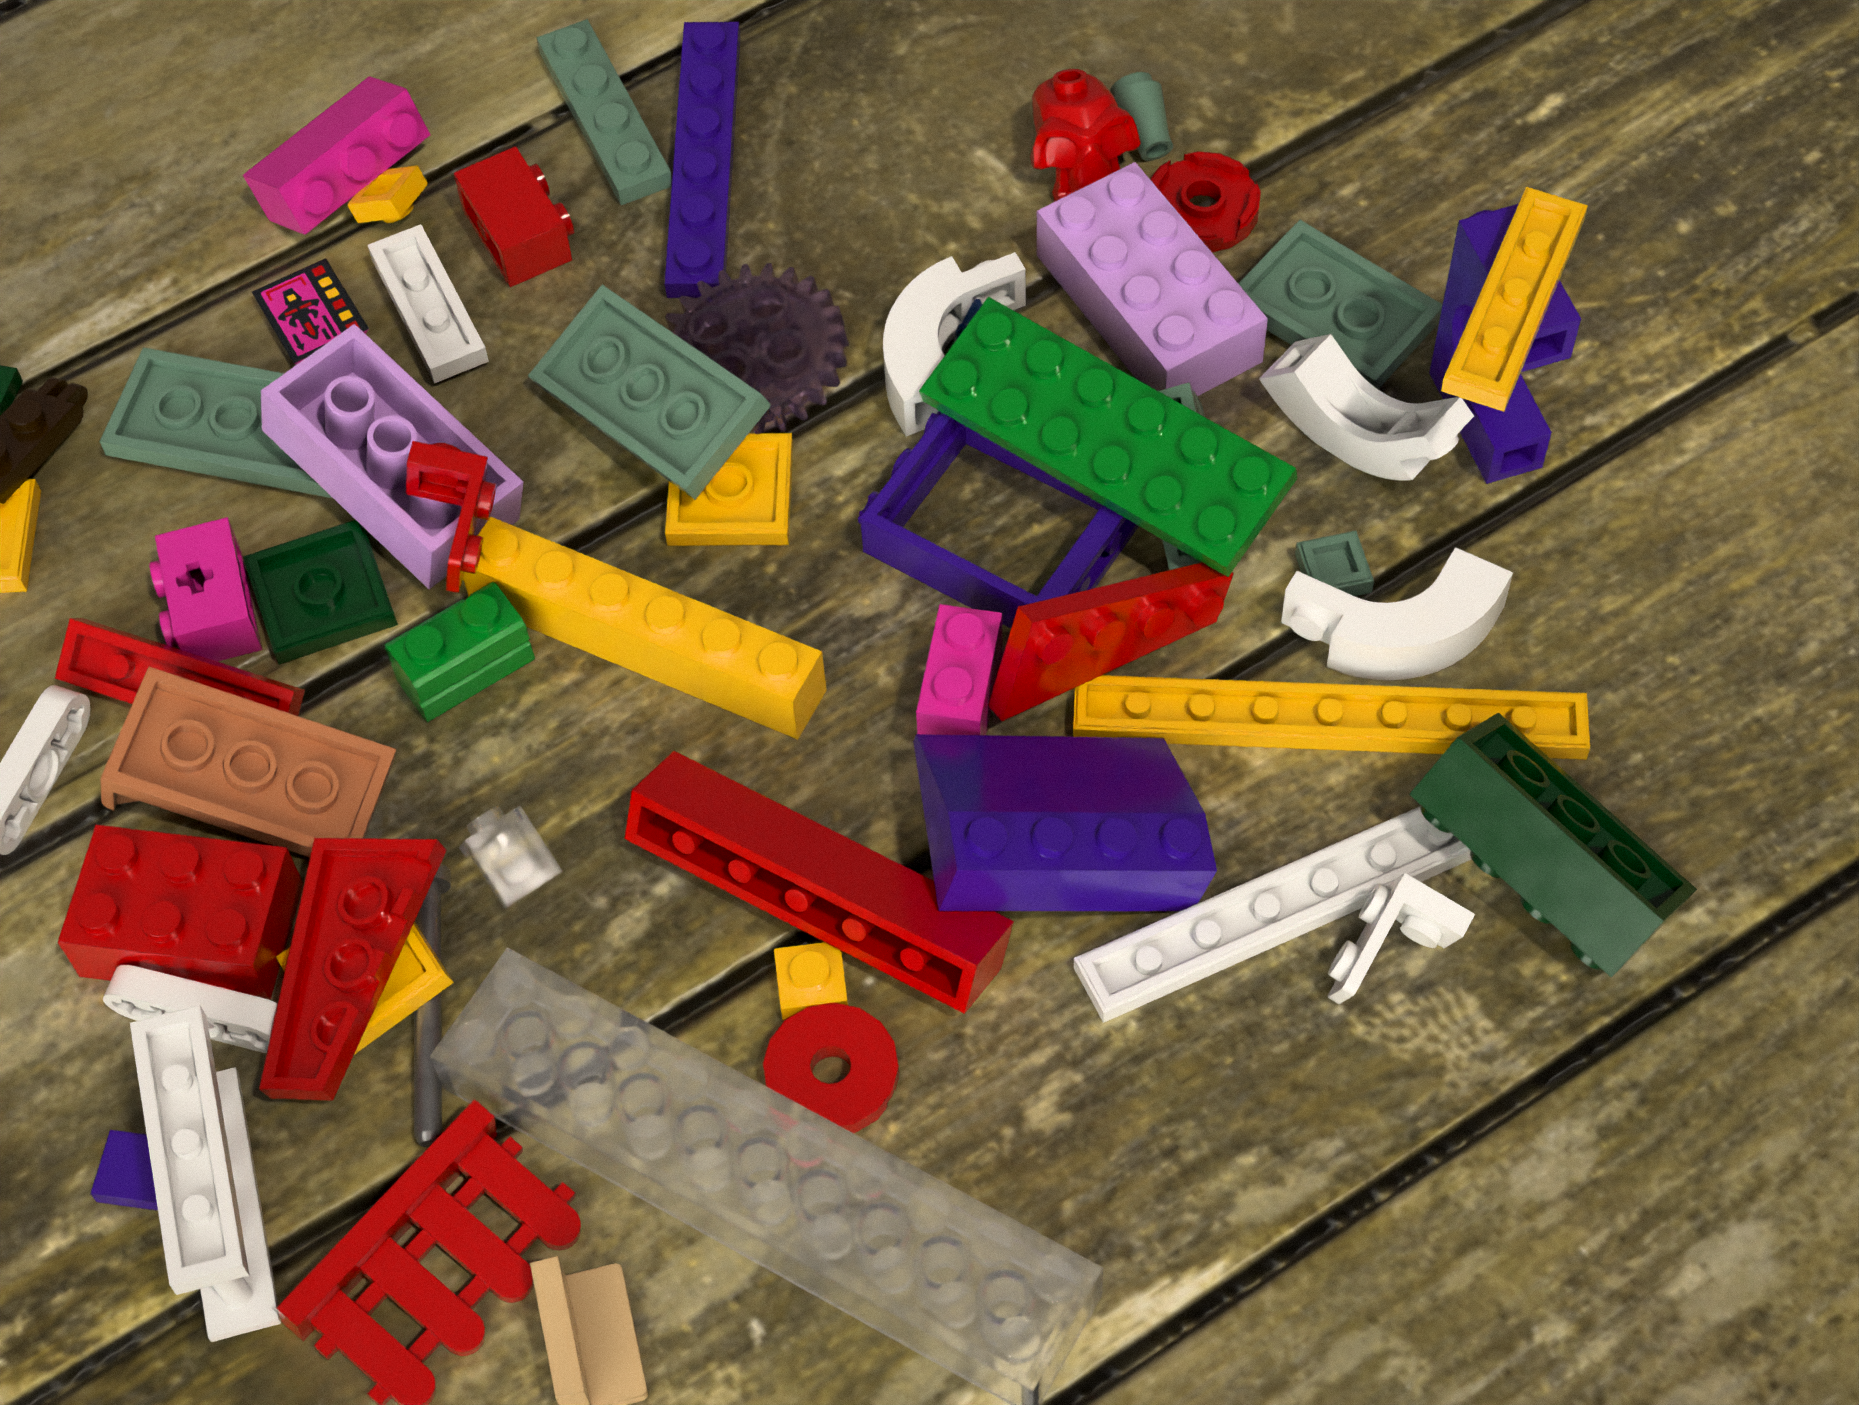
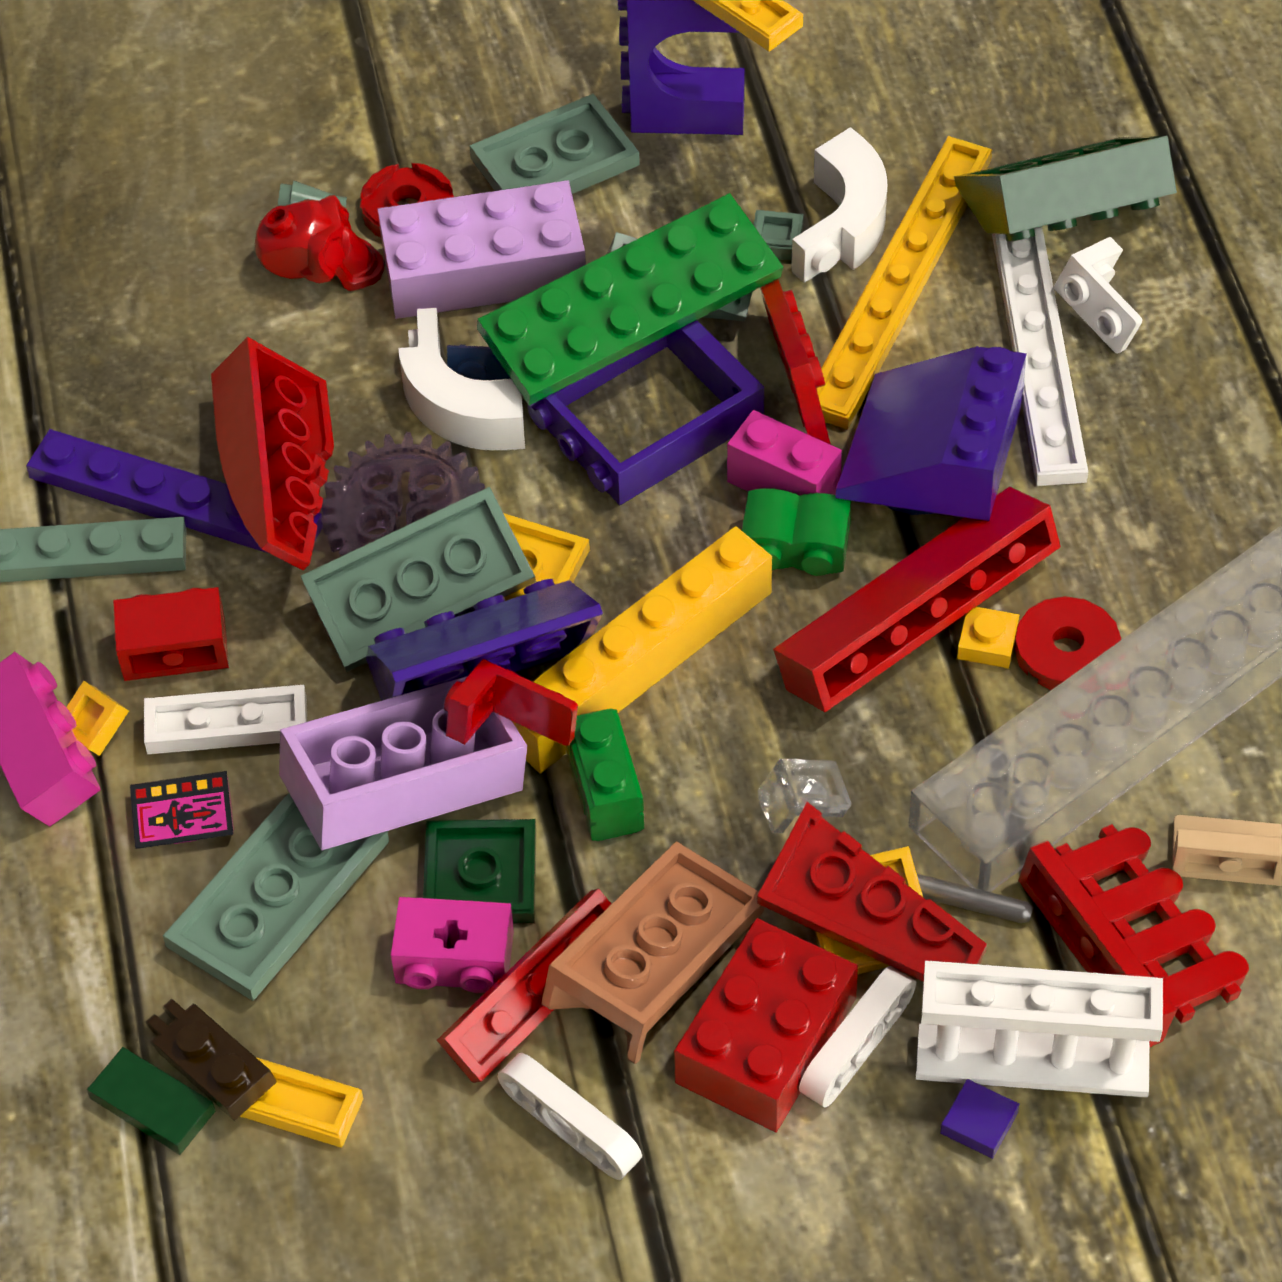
camera: 70 degrees left, 5 degrees down
(564, 466) = (509, 633): none -> dark purple slope
(757, 207) = (273, 446): none -> red wedge
(871, 726) = (799, 530): none -> green brick
(1356, 420) = (675, 172): white arch -> none

